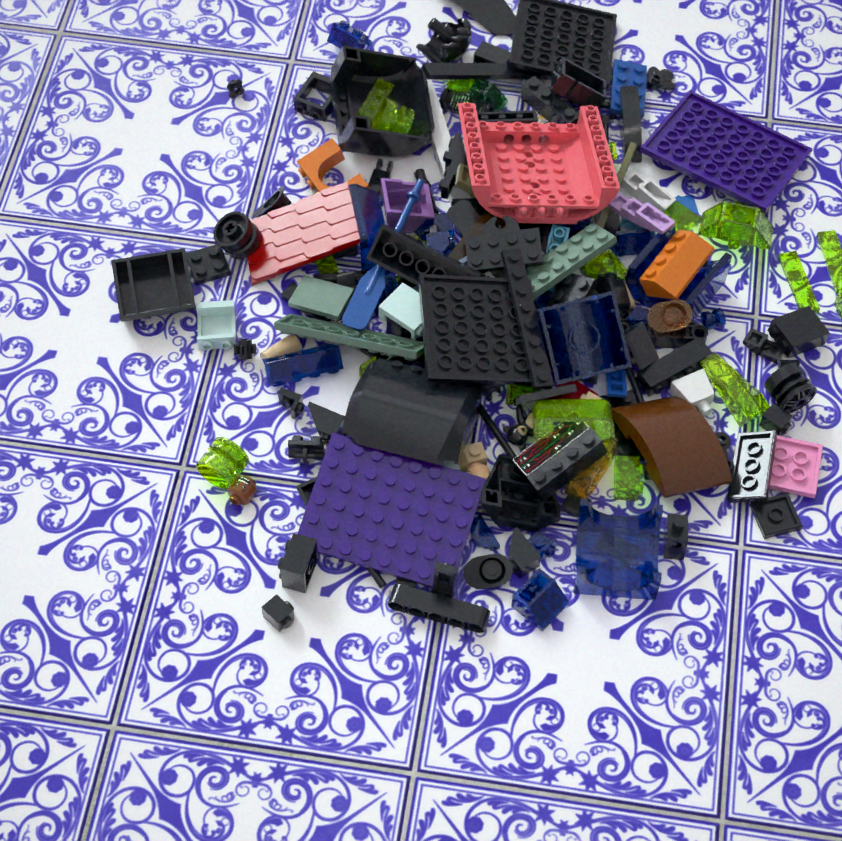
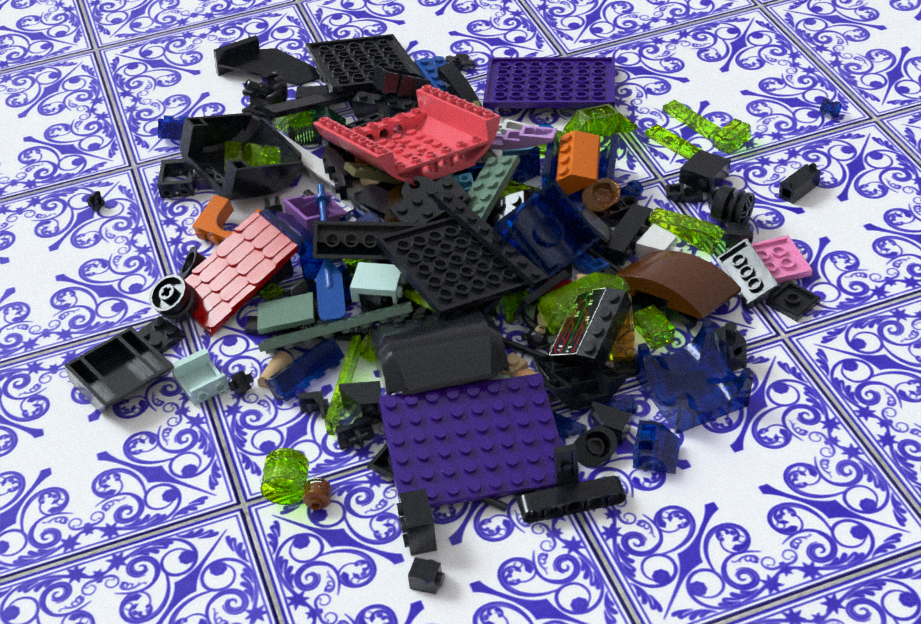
camera: 25 degrees left, 15 degrees down
(326, 395) = (346, 375): none -> clear neon green tile

